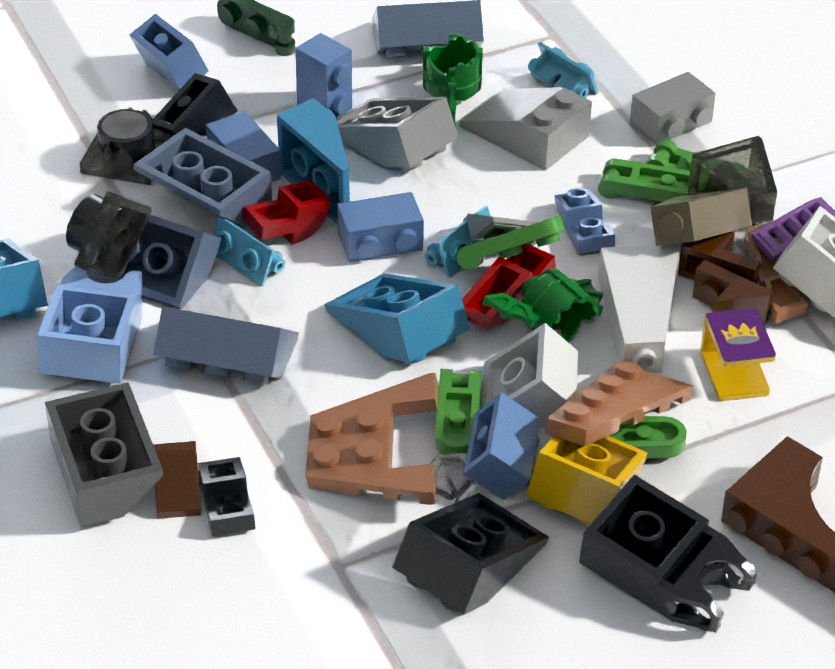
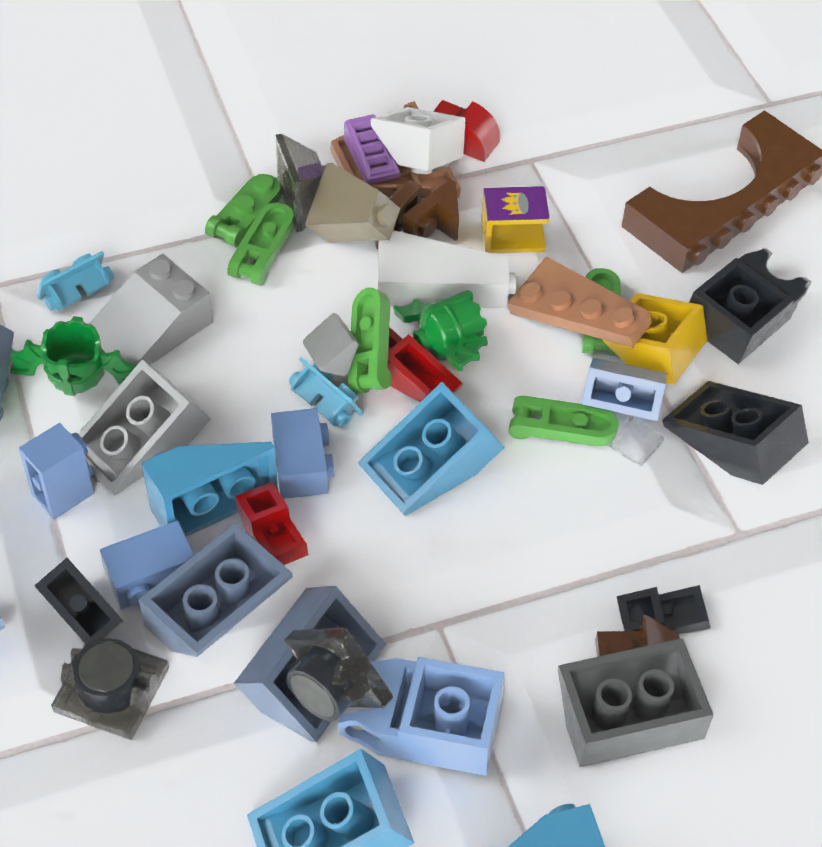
camera: 85 degrees left, 10 degrees up
(223, 344) = (461, 596): sand blue slope -> none
(246, 252) = (322, 568): medium azure hinge -> none
(354, 444) = (605, 502): nougat wing -> none
(534, 372) = (533, 363): white slope -> none
(584, 220) = (295, 302): medium blue slope -> none
(672, 107) = (159, 208): light grey brick -> none

